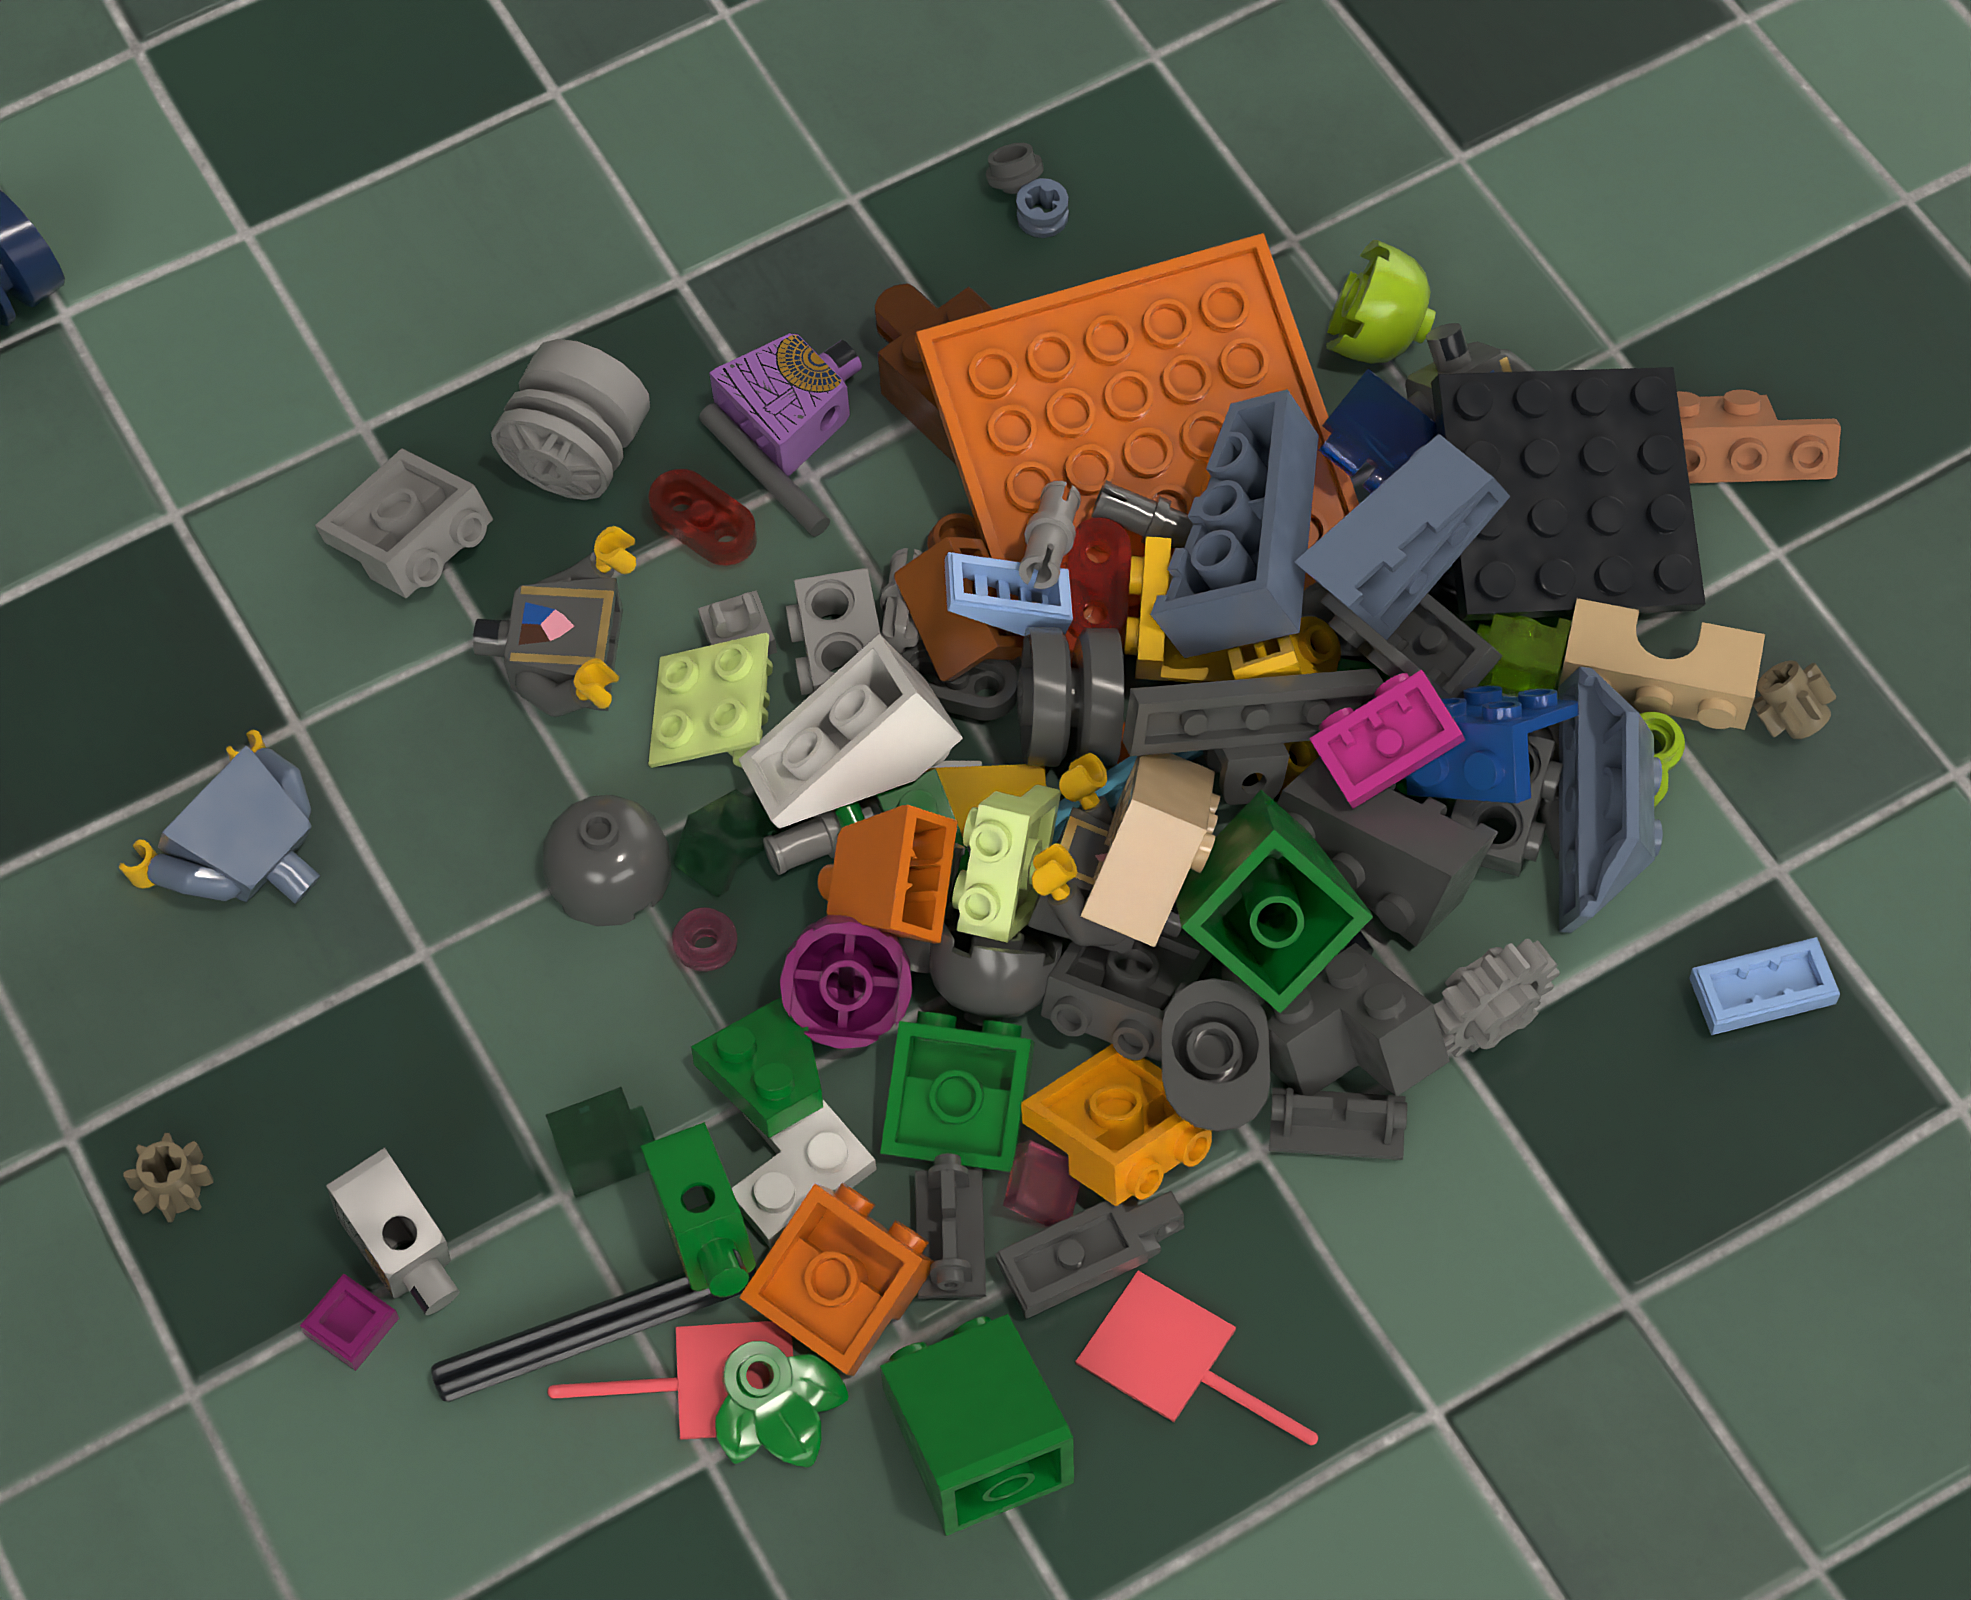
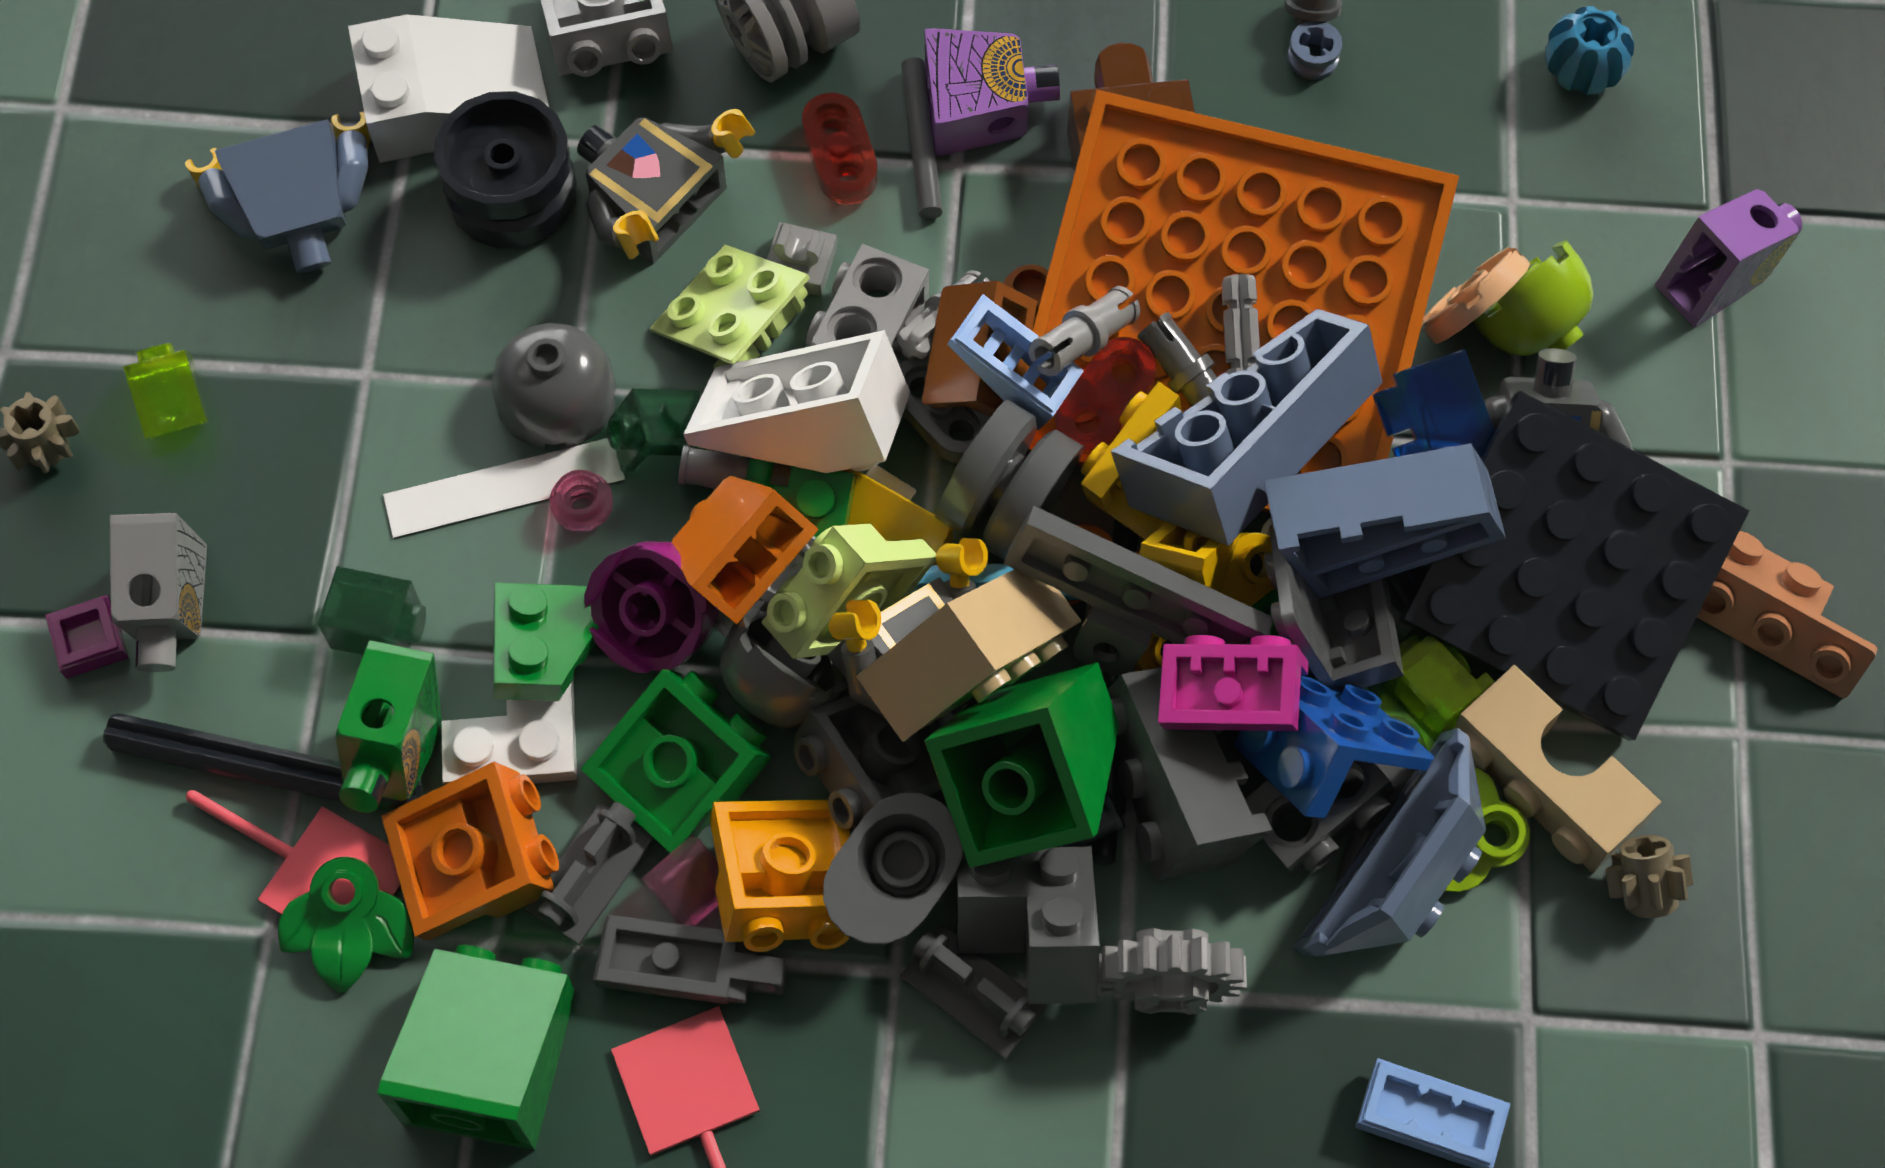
camera: 30 degrees right, 5 degrees up
(260, 1071) = (165, 390): none -> clear neon green bracket
(306, 664) = (426, 66): none -> white slope
(427, 701) = (506, 169): none -> black wheel
(616, 977) = (495, 488): none -> white sticker
(1169, 457) = (1240, 321): none -> light grey axle
(1271, 81) = (1589, 50): none -> dark azure piece
(1336, 320) = (1475, 296): none -> light nougat tile
(1509, 158) = (1746, 232): none -> medium lavender torso

